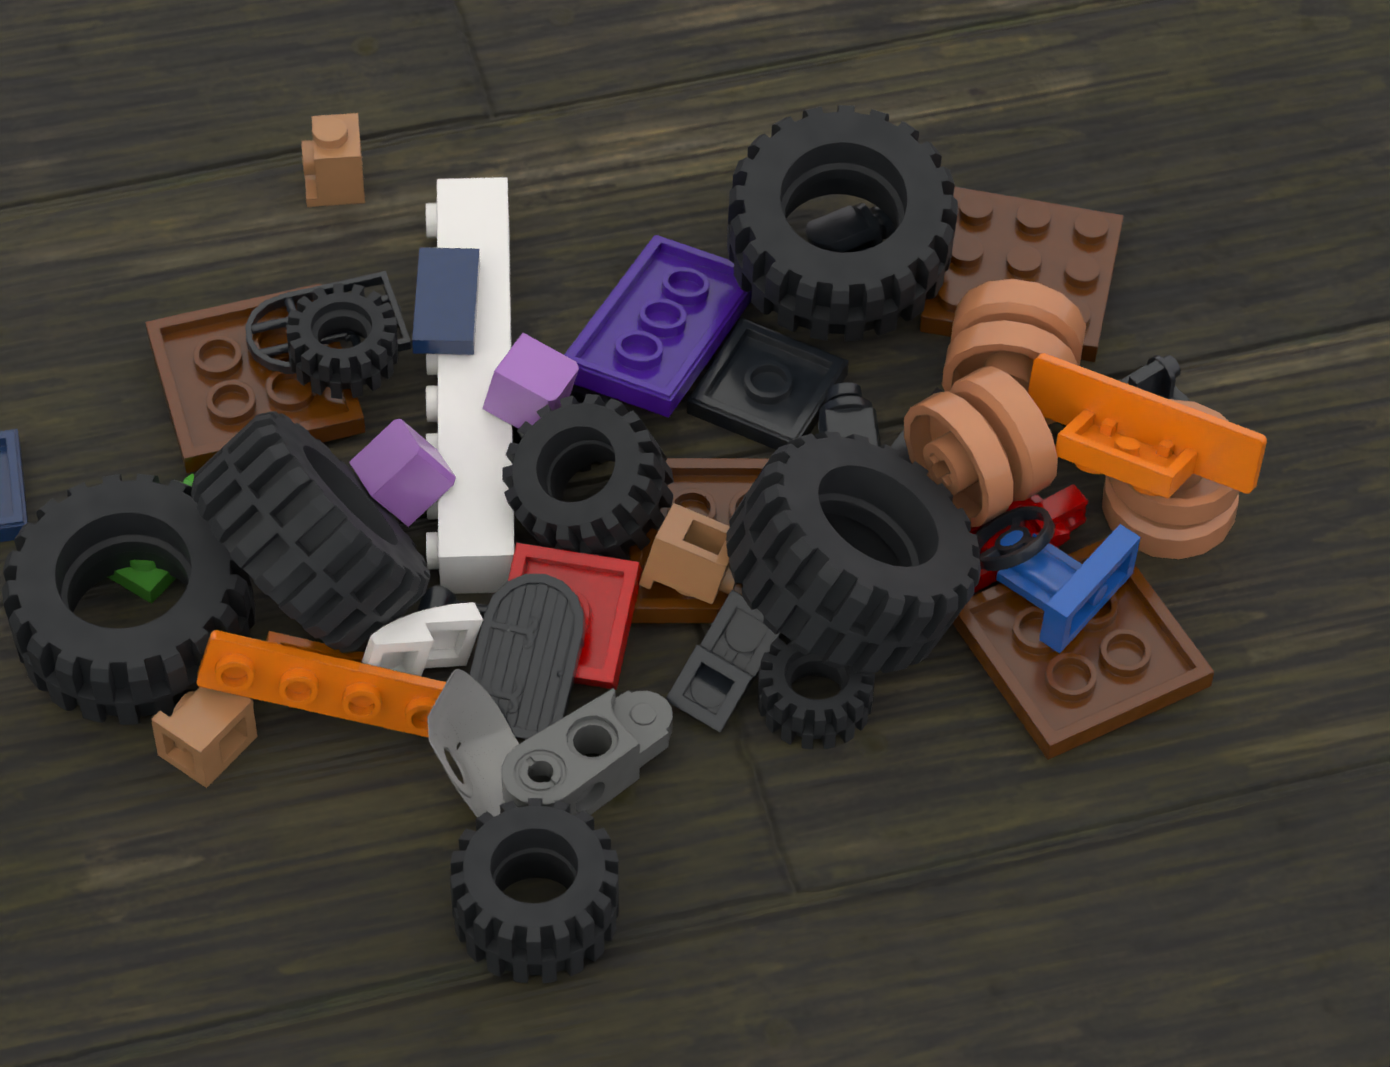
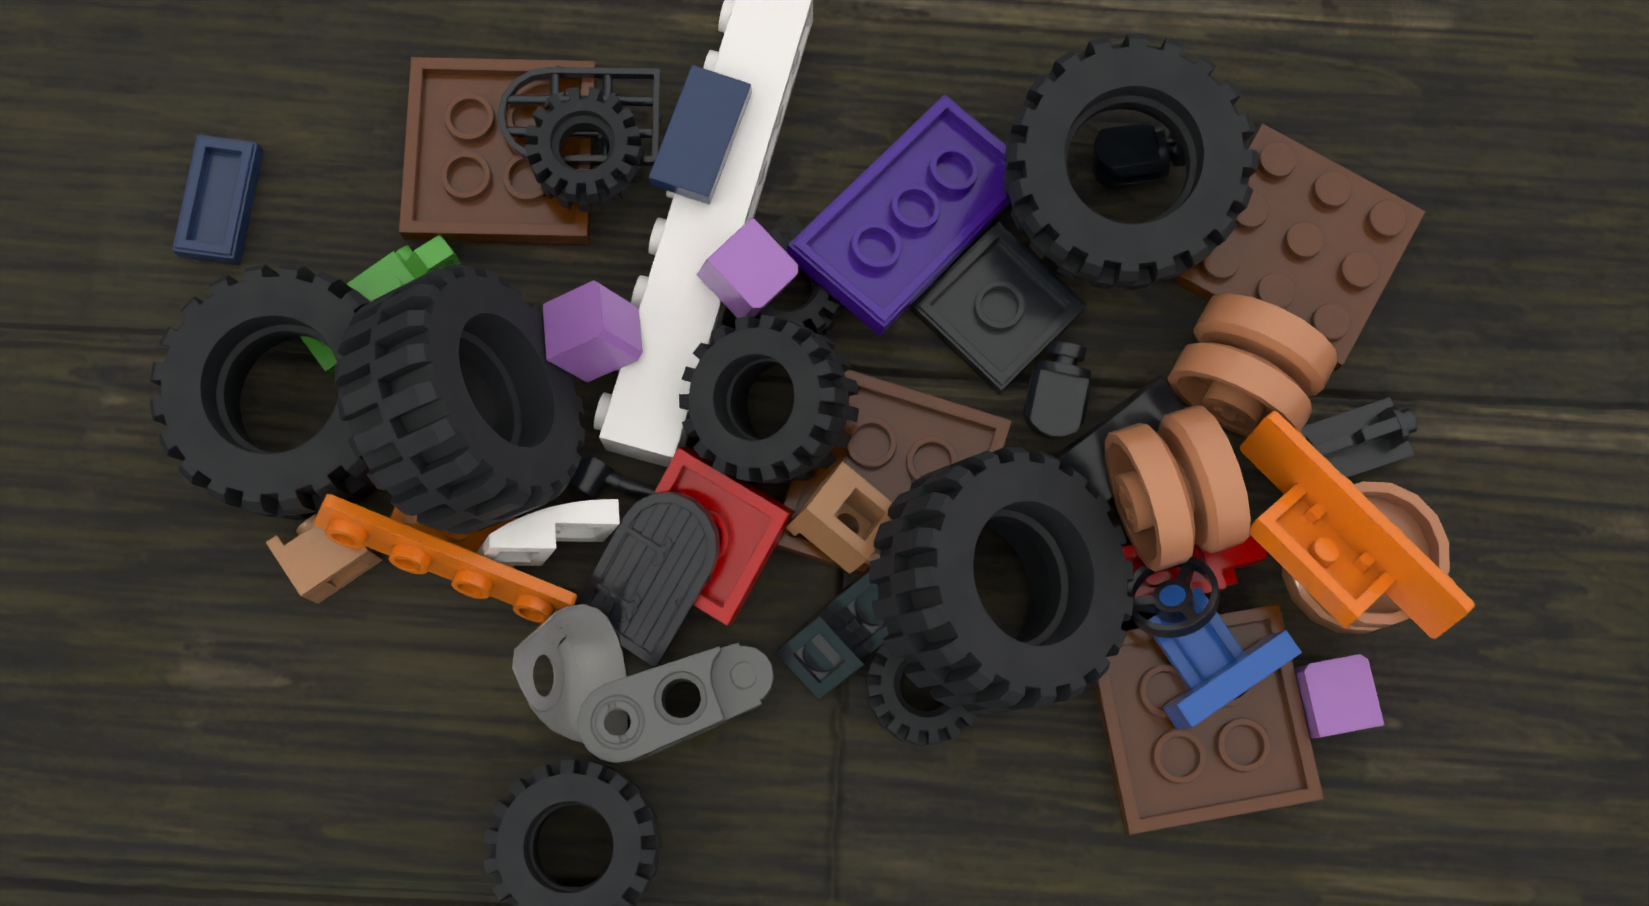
camera: 15 degrees right, 25 degrees up
(1197, 591) = (1338, 696): none -> medium lavender piece

